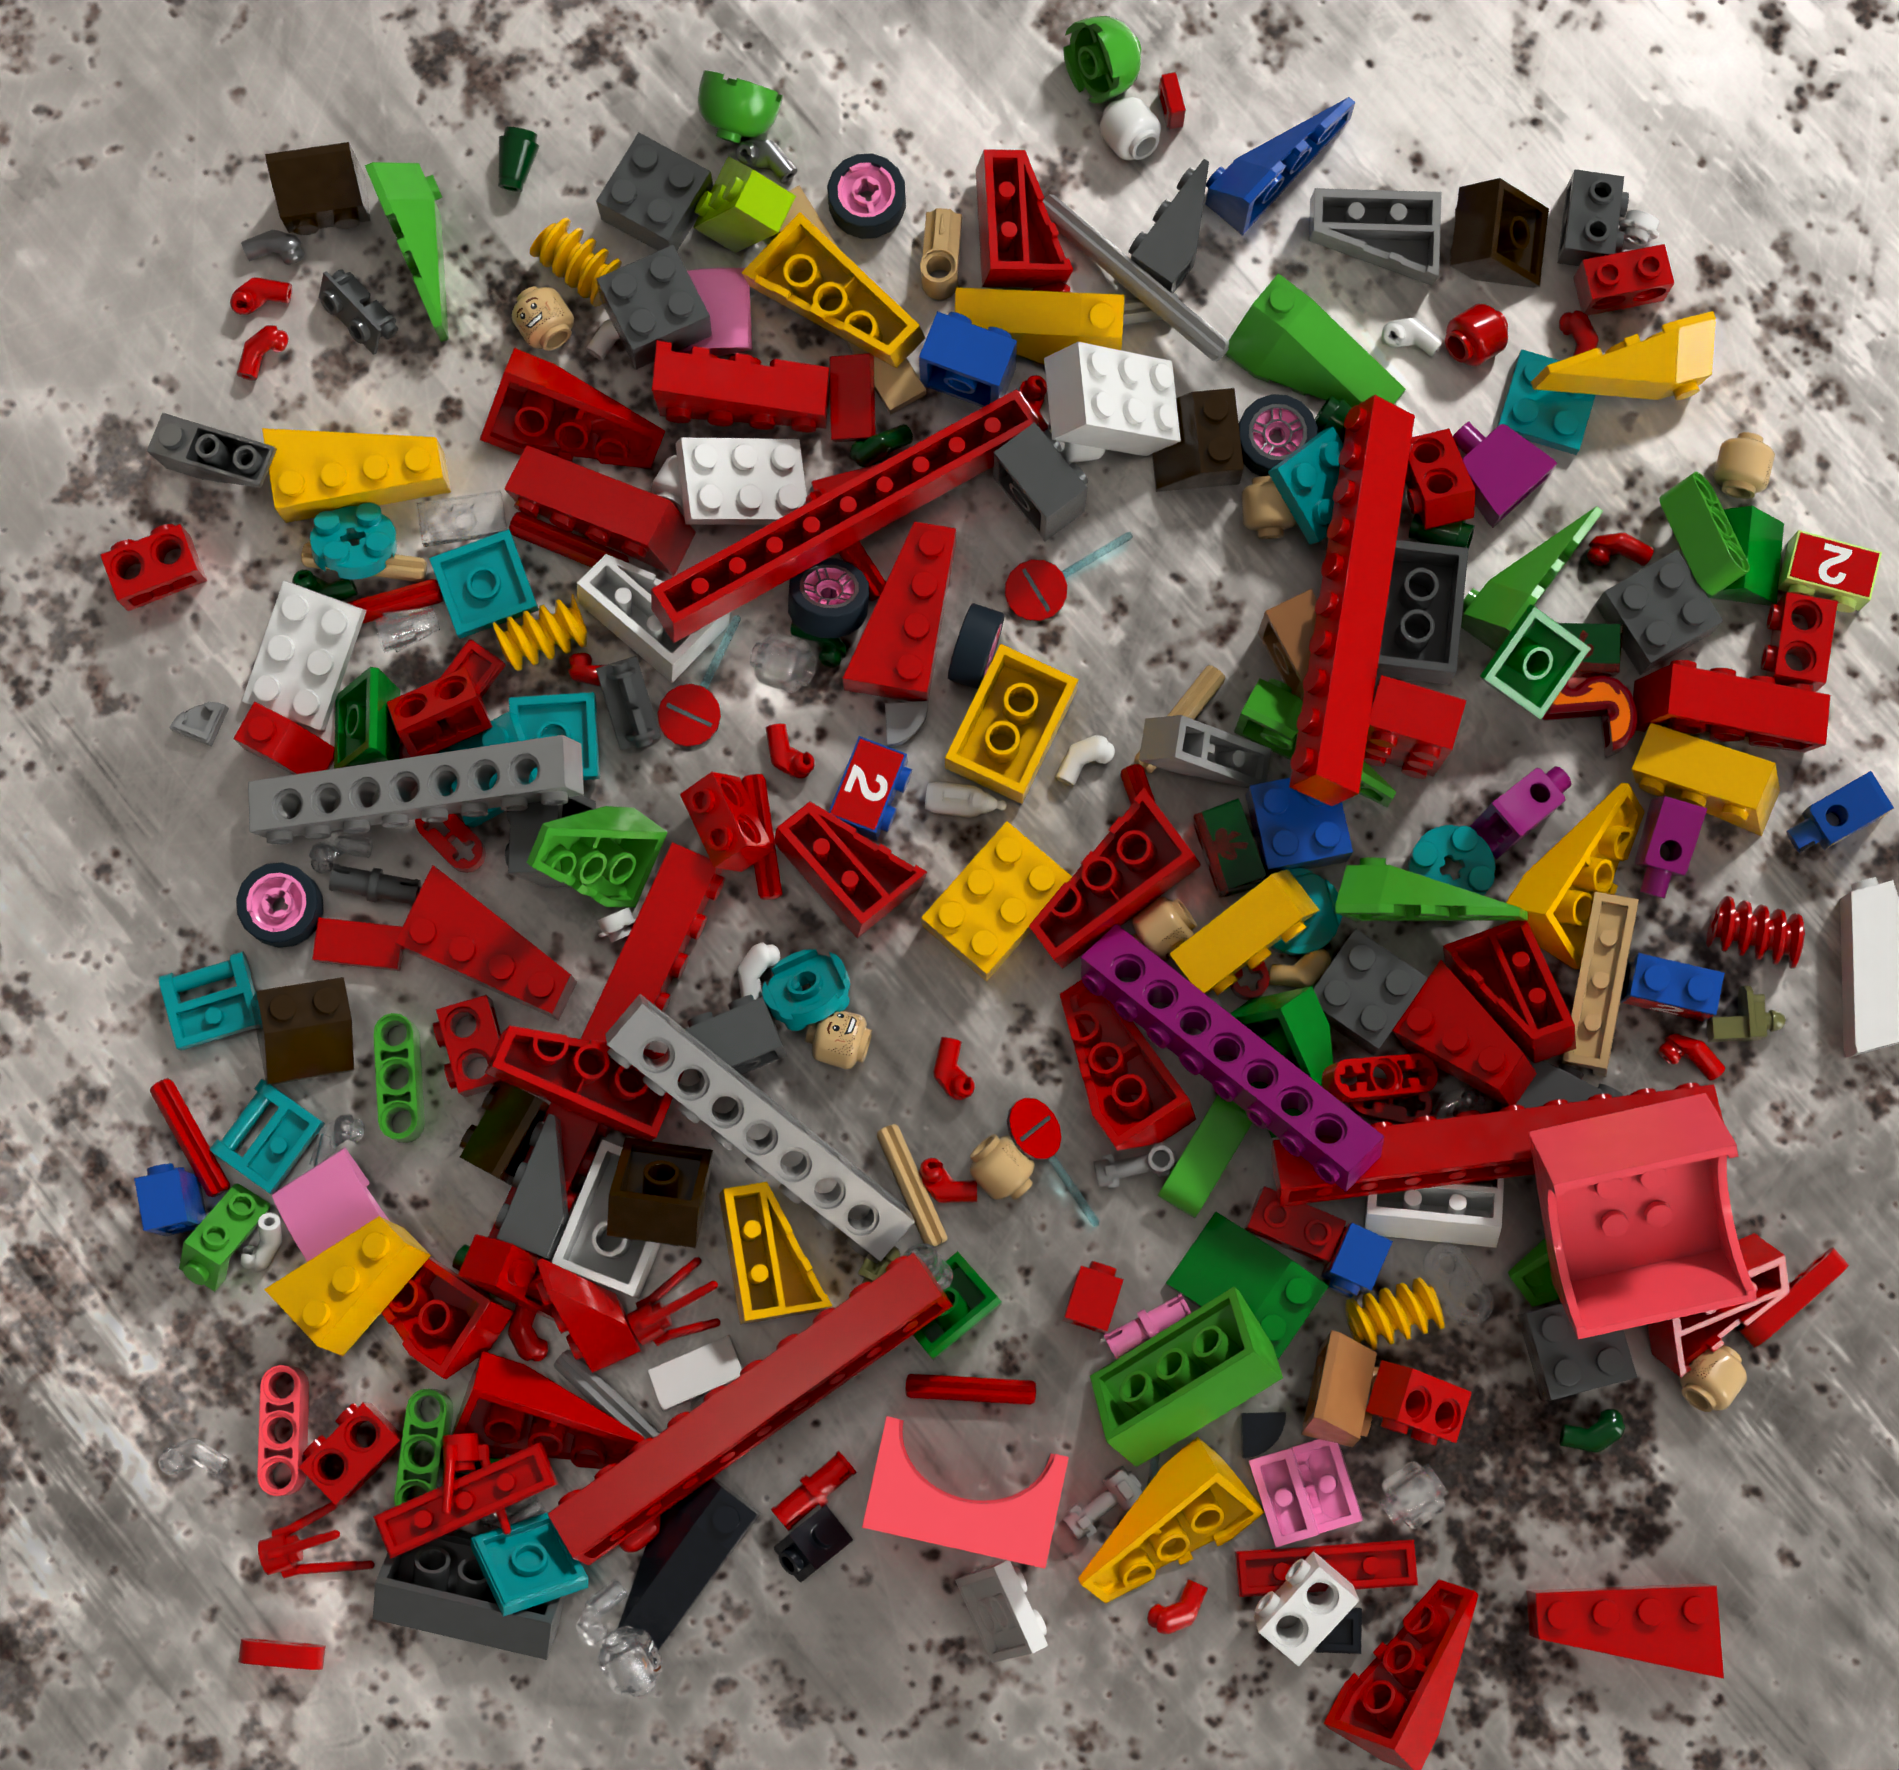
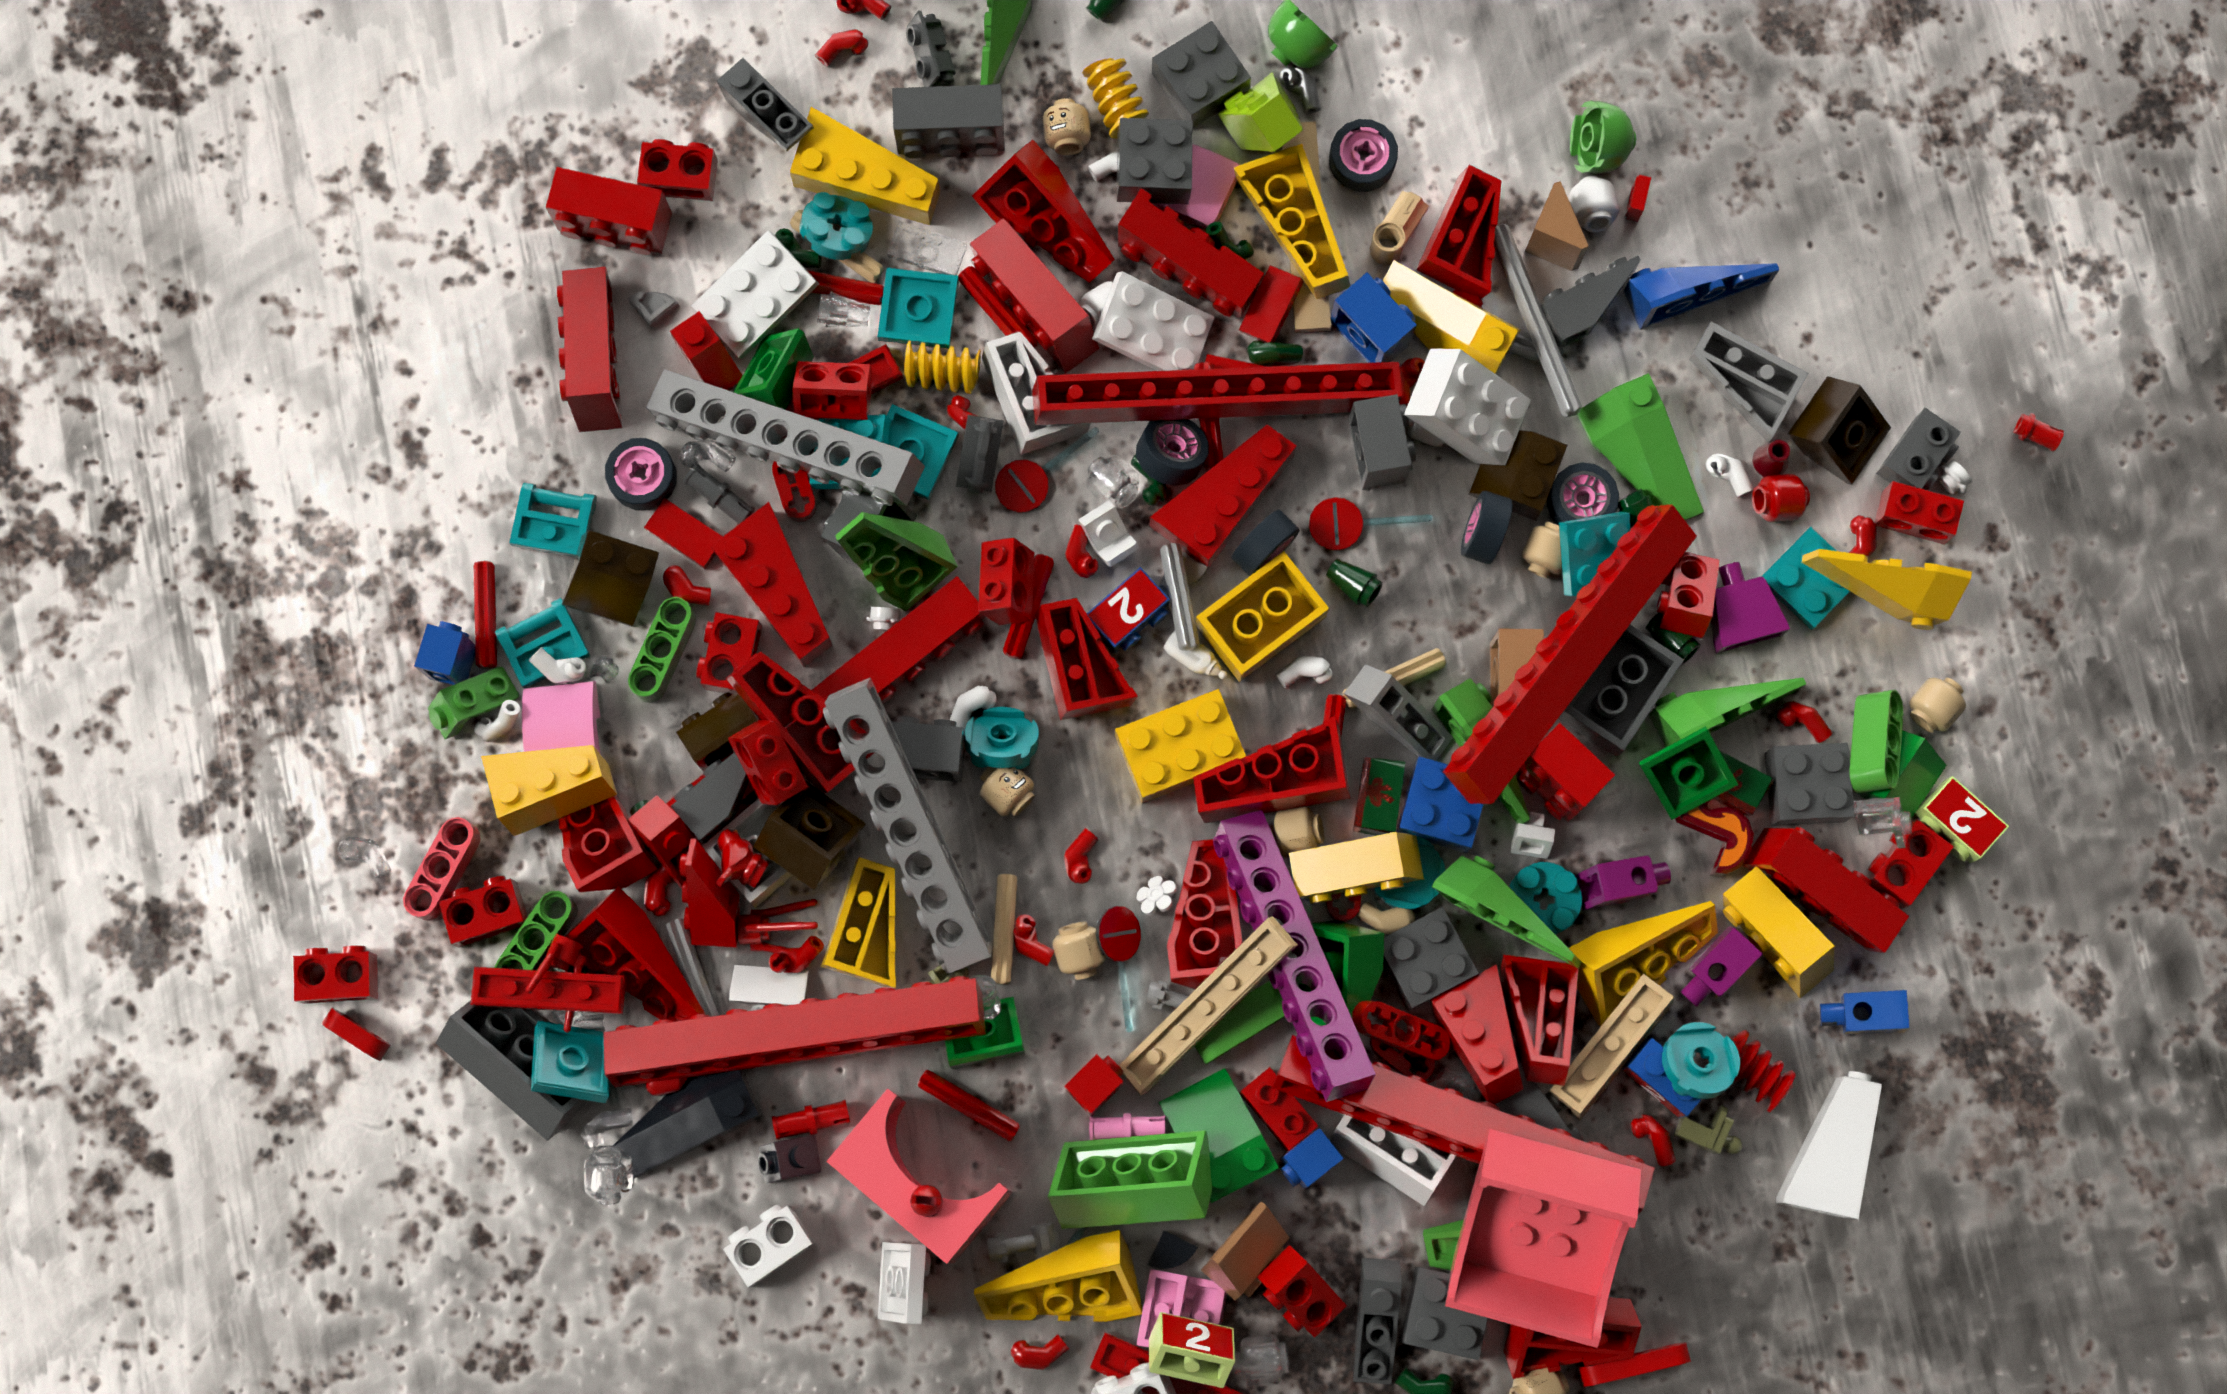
camera: 25 degrees right, 0 degrees up
(102, 644) = (609, 211): none -> red brick
(156, 801) = (588, 349): none -> red wedge
(232, 1612) = (335, 985): none -> red brick
(283, 1551) = (397, 958): red plant -> none
(301, 1155) = (558, 670): none -> white arm
(384, 1001) = (680, 586): none -> red arm
(415, 371) = (948, 120): none -> dark grey brick
(576, 1138) = (767, 762): none -> red brick
(599, 1257) = (739, 860): none -> red animal
(710, 1330) = (796, 959): none -> red arm
(764, 353) = (1221, 238): none -> dark green arm
(807, 719) = (1108, 534): none -> white bracket
(847, 1650) = (773, 1253): none -> white brick
(915, 746) = (1179, 596): none -> light grey axle
(993, 1523) = (925, 1209): none -> red hinge
(1052, 1069) = (1156, 896): none -> white plant
(1088, 640) = (1355, 582): none -> dark green cone
(1110, 175) = (1558, 233): none -> medium nougat slope
(1168, 1155) = (1207, 1005): none -> tan tile
(1195, 515) = (1486, 527): none -> black wheel
(1338, 1522) = (1191, 1350): none -> brick
(1393, 1313) = (1319, 1215): yellow piece -> none
(1408, 810) = (1533, 838): none -> white tile
(1446, 298) = (1768, 464): none -> dark red cone
(1509, 1390) = (1377, 1320): none -> dark grey slope
(1695, 972) = (1686, 1075): none -> teal plate
(1698, 139) = (2038, 432): none -> red pin
(1751, 606) = (1883, 816): none -> clear bracket

